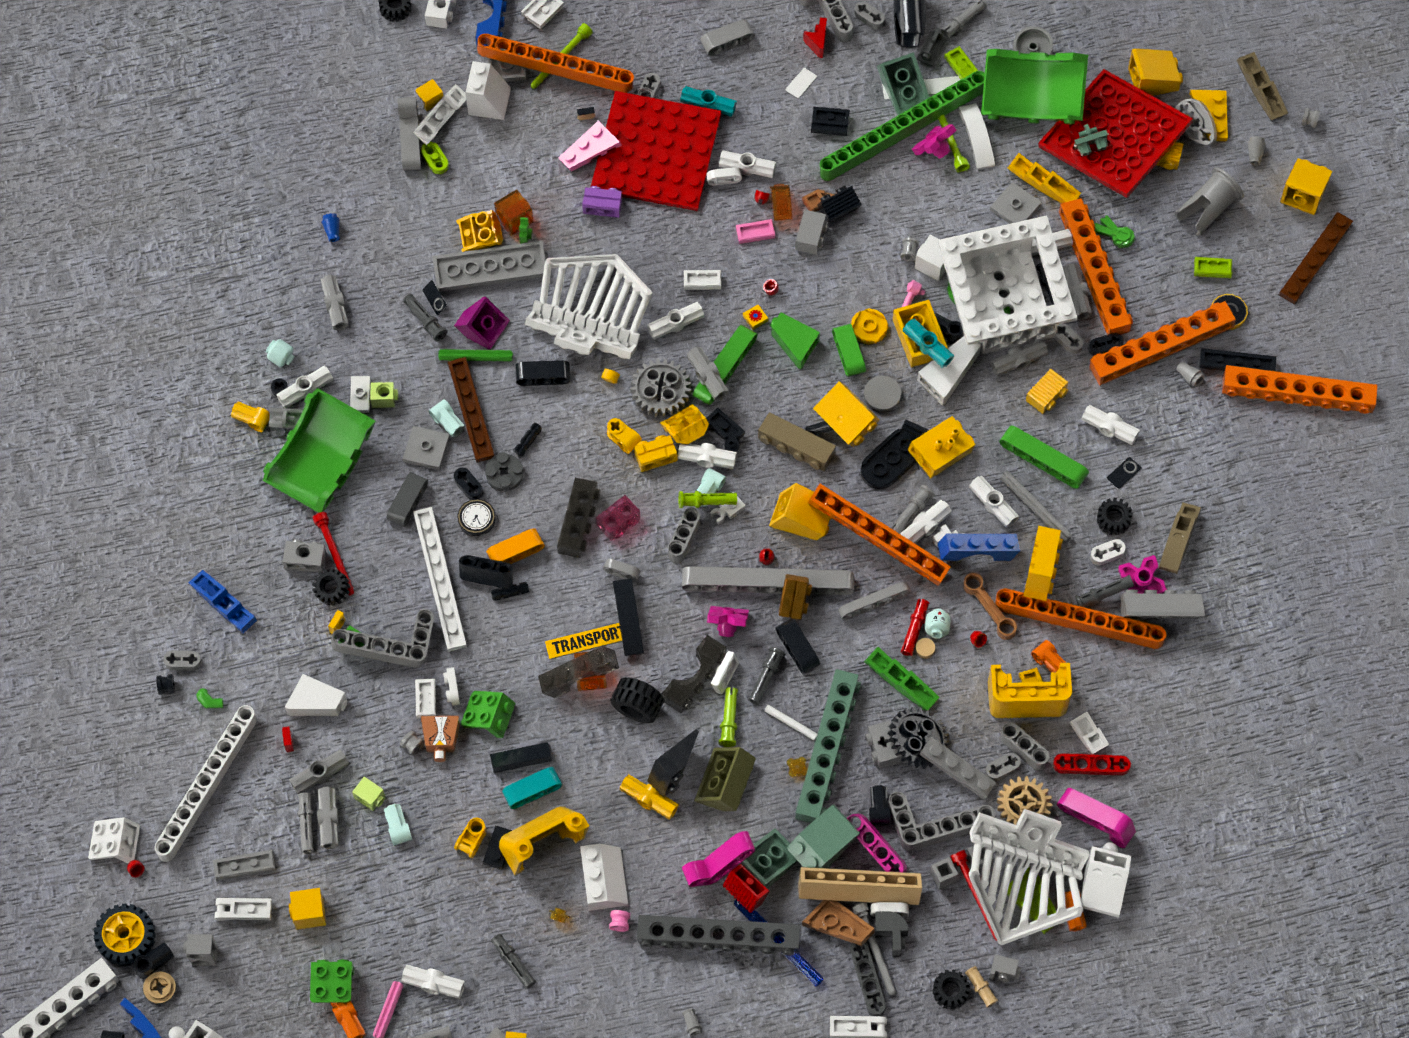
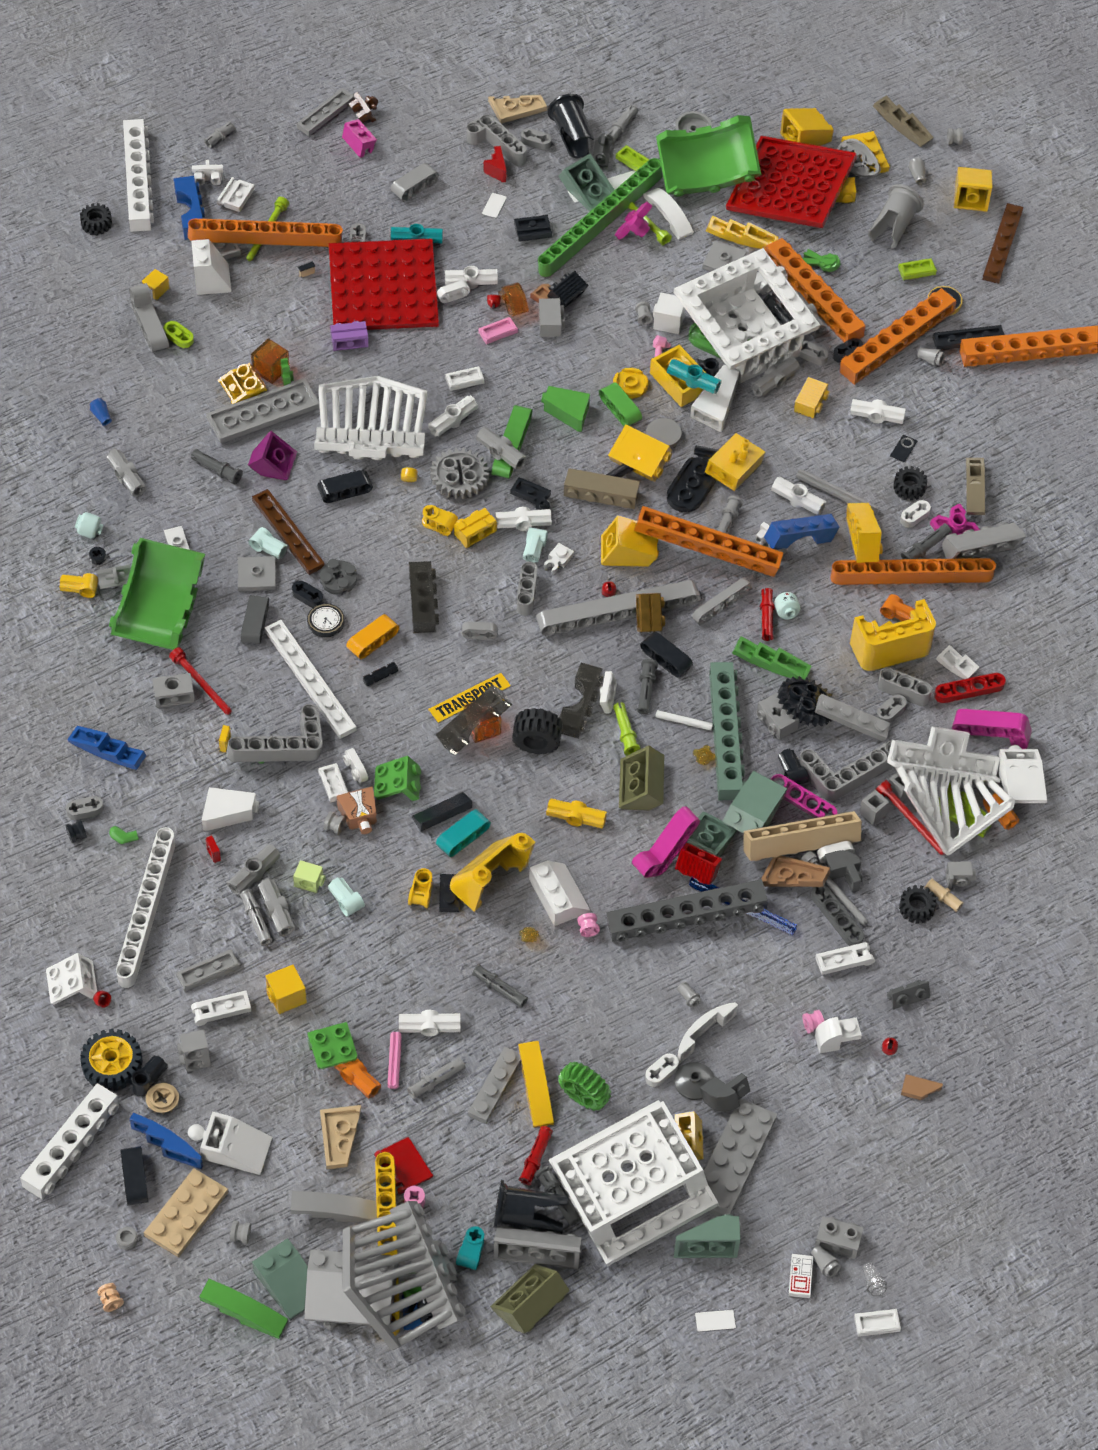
camera: 20 degrees left, 10 degrees down
(295, 392) = (122, 548): white piece -> none
(323, 579) = (212, 718): black tyre -> none
(380, 388) = (200, 537): yellowish green brick -> none
(434, 297) = (219, 447): black sticker -> none
(440, 114) = (172, 295): white slope -> none
(476, 355) = (276, 486): bright green axle -> none
(486, 571) = (353, 660): black beam -> none
(528, 439) = (350, 544): black axle -> none
(589, 145) = (321, 291): wing -> none
(614, 515) = (464, 585): clear pink brick -> none
(628, 617) = (500, 667): black slope -> none
(670, 766) = (592, 777): black slope -> none
(686, 425) = (496, 496): yellow slope -> none
(697, 499) = (531, 552): lime pin -> none
(727, 619) = (594, 647): dark pink plant -> none
(755, 317) = (524, 398): yellow tile -> none
(772, 285) = (530, 370): red hinge -> none
(925, 648) = (782, 629): tan tile -> none
(927, 522) = (745, 525): white piece -> none
(978, 639) = (828, 612): red hinge -> none
(989, 606) = (827, 581): medium nougat piece -> none
(1016, 802) = (920, 732): tan gear -> none
(1044, 457) = (829, 450): bright green beam -> none
(1098, 138) = (771, 187): sand green hips -> none

